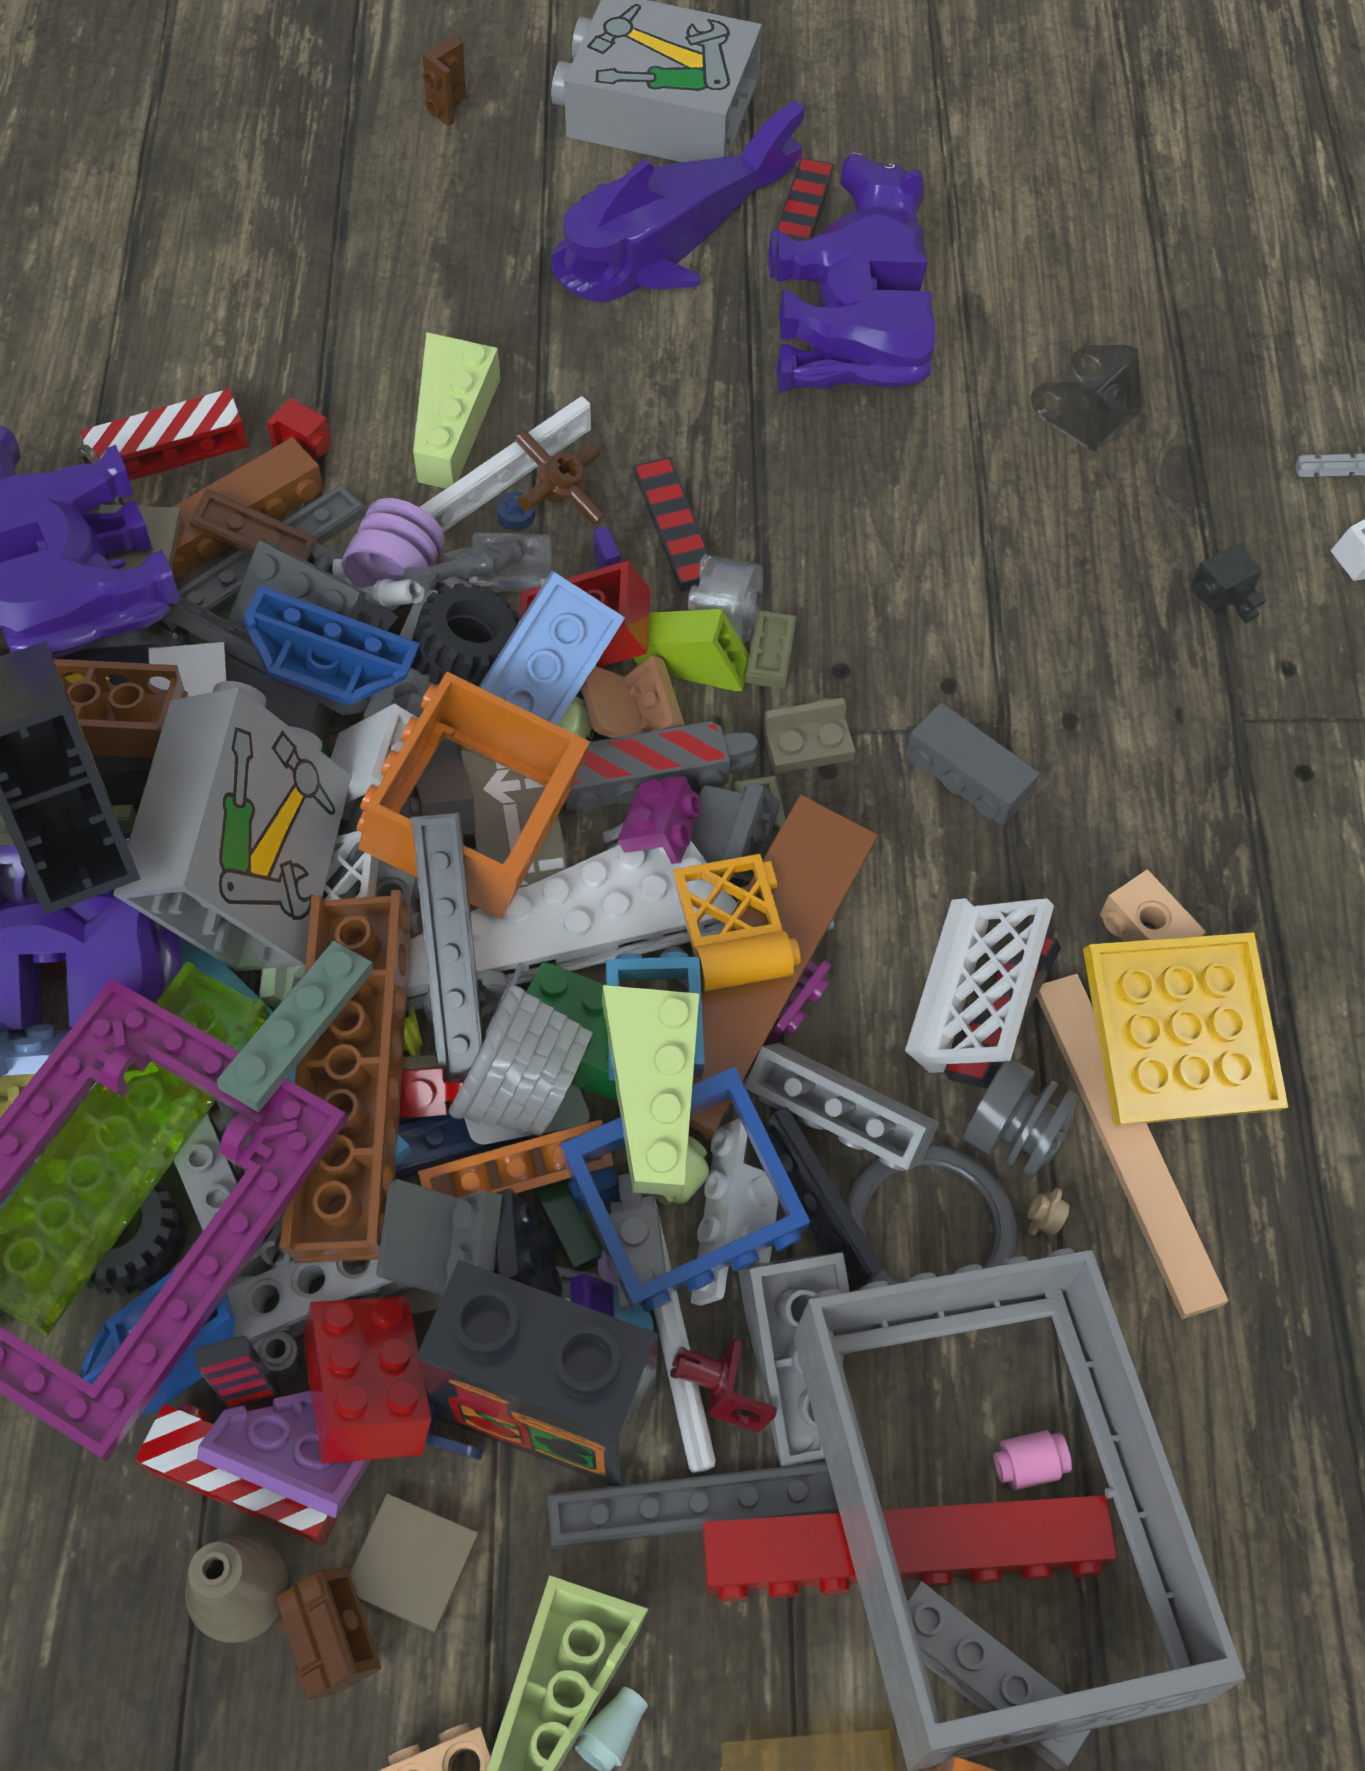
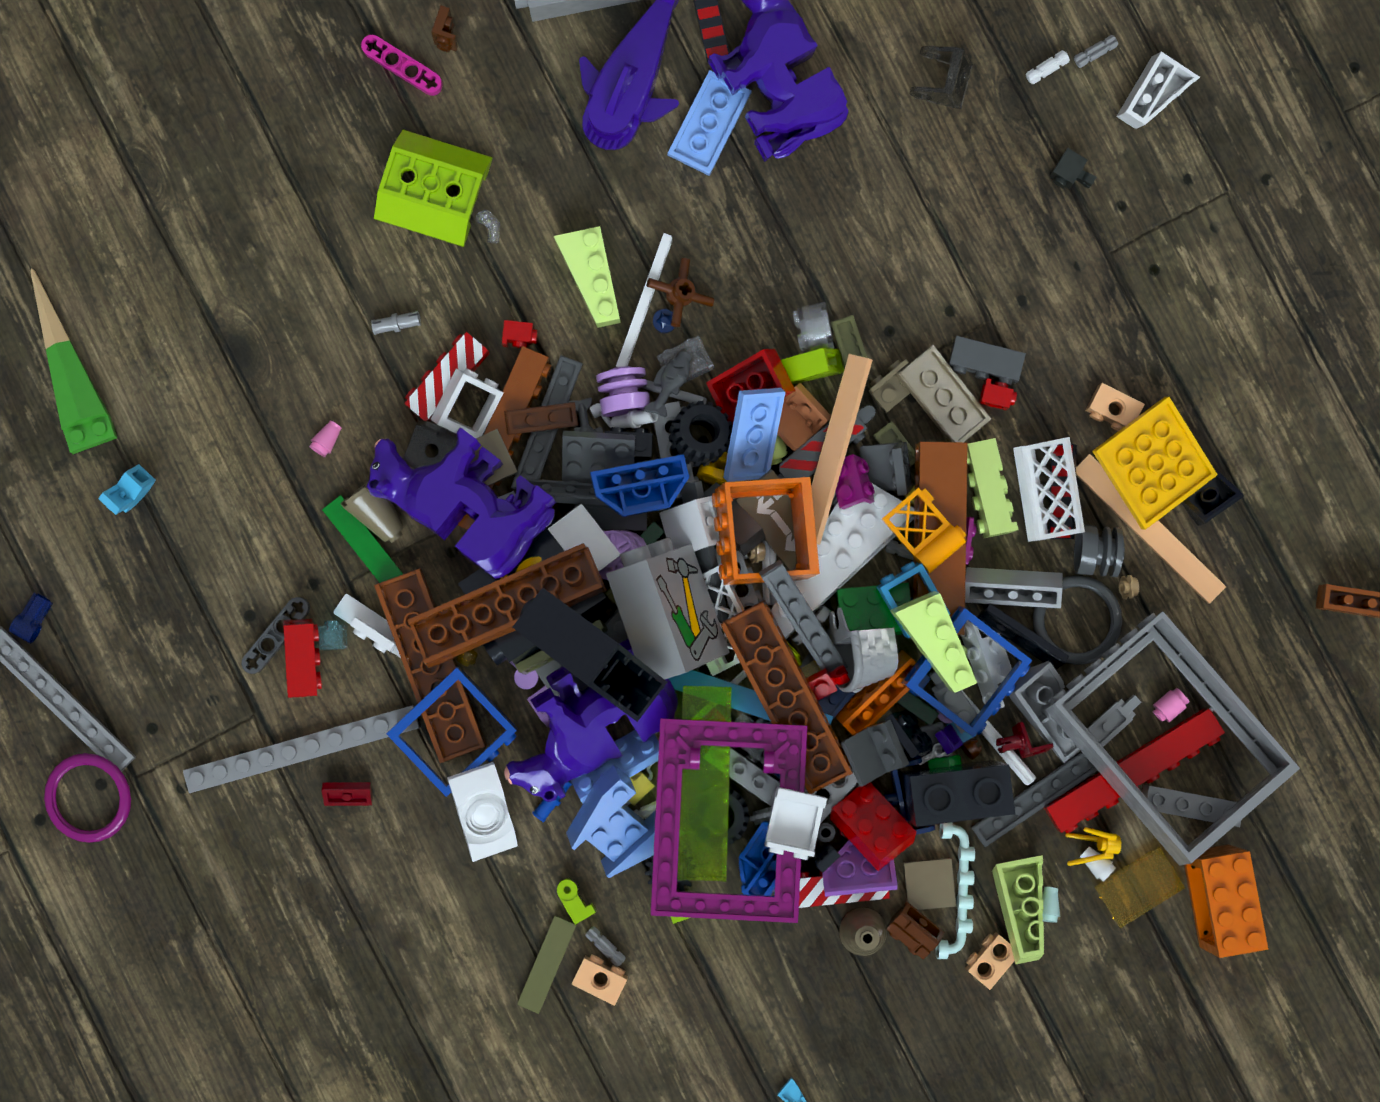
camera: 25 degrees left, 25 degrees up
(148, 351) = (396, 322): none -> light grey pin
(192, 433) = (450, 395): none -> white window
(214, 1260) = (794, 822): none -> white panel
(285, 235) = (424, 202): none -> lime slope
(295, 1026) = (760, 696): sand green plate -> none
(359, 305) = (492, 223): none -> clear arm
(374, 105) = (402, 64): none -> dark pink beam
(456, 1630) = (963, 900): none -> light aqua bar
(605, 548) = (732, 327): dark purple tile -> none
(657, 757) = (838, 438): none -> light nougat tile
(672, 520) = (754, 283): tile -> none
(721, 320) = (708, 124): none -> light blue plate
(750, 1698) = (1099, 868): none -> white cone
(789, 1663) = (1106, 842): none -> yellow plant
(878, 779) = (943, 396): none -> dark tan tile
(880, 946) = (989, 489): none -> yellowish green wedge
(914, 1431) = (1113, 720): none -> light grey hinge
(963, 819) = (997, 395): none -> red brick
(1251, 453) = (1047, 67): none -> white axle
(1261, 1143) = (1211, 499): none -> black slope

